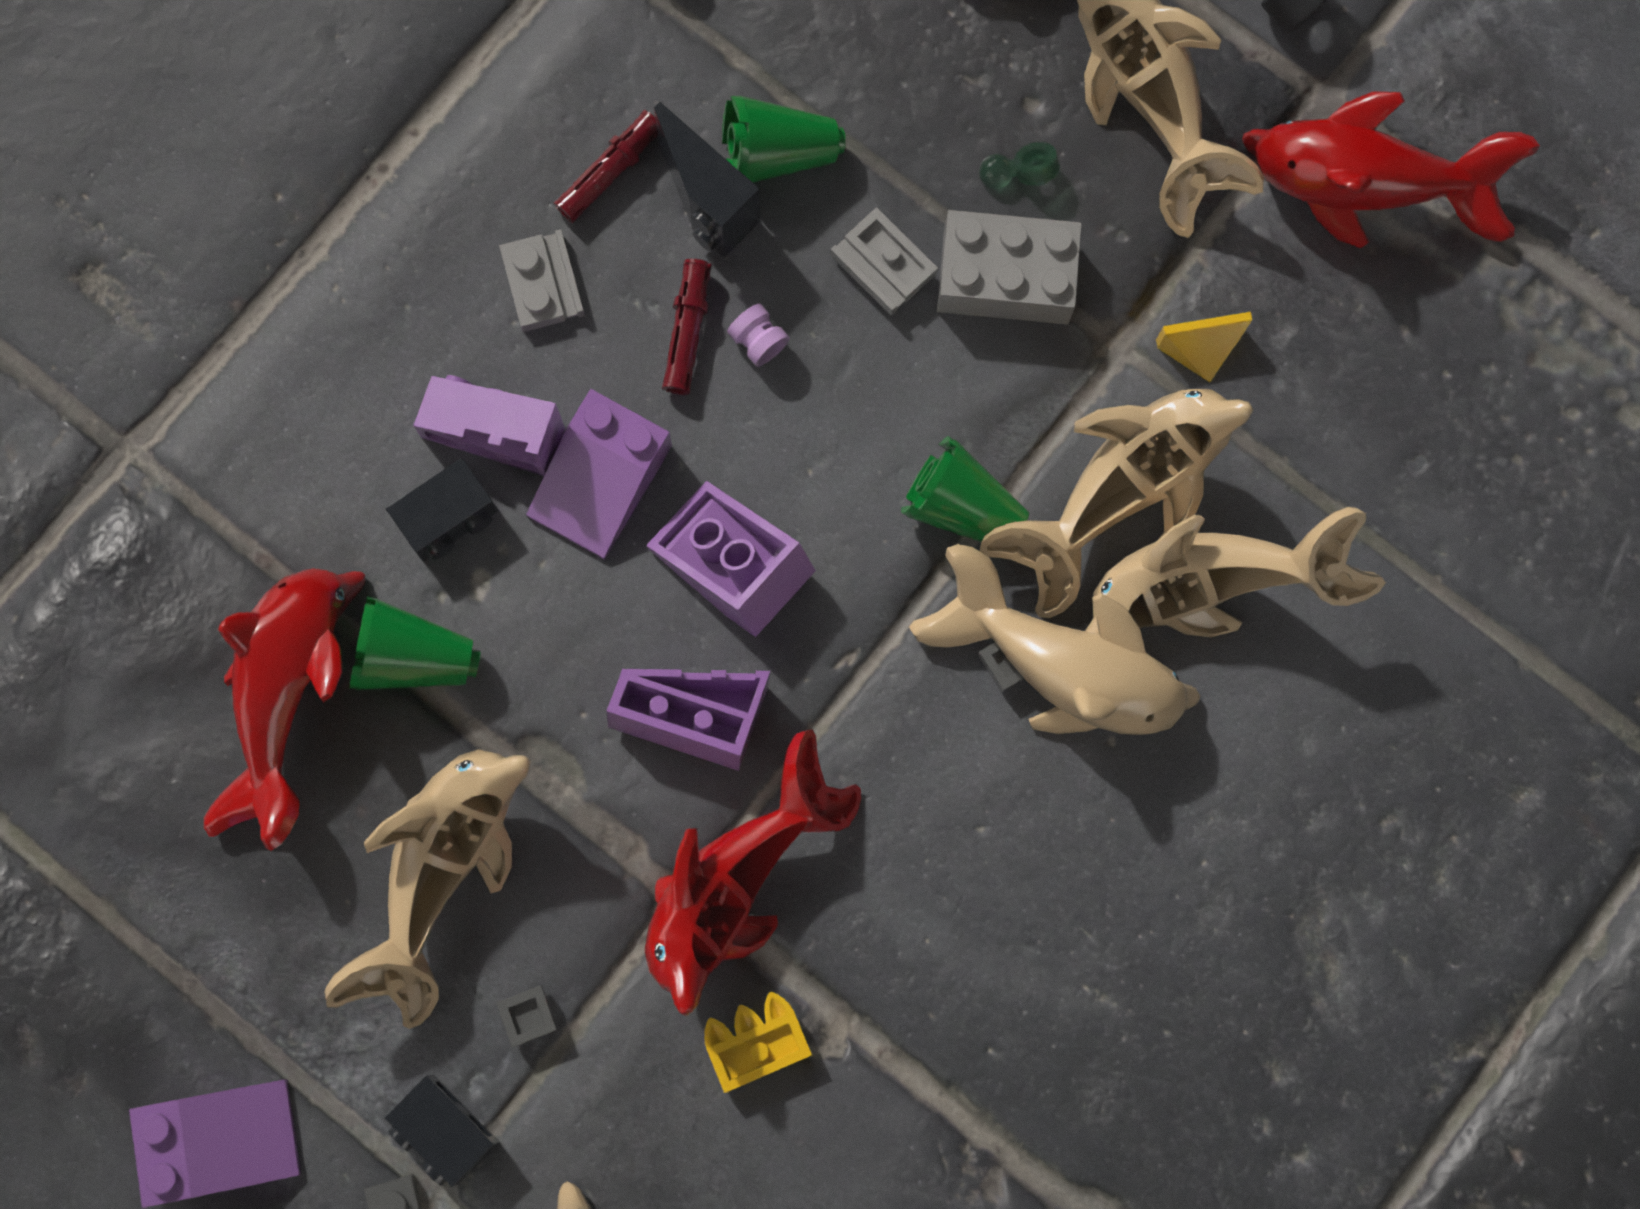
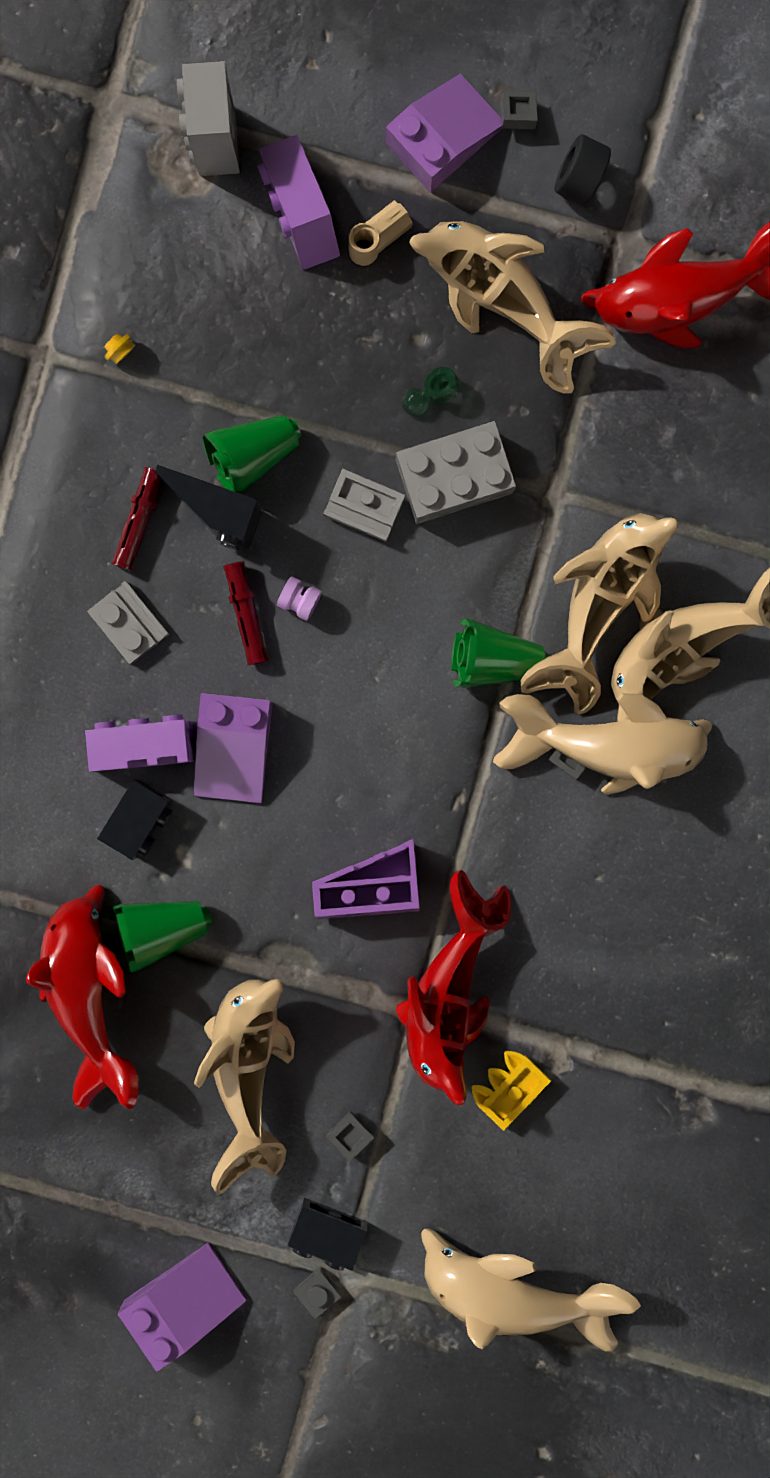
camera: 20 degrees left, 10 degrees up
(732, 557) = (350, 766): medium lavender slope -> none
(1203, 343) = (617, 469): yellow slope -> none

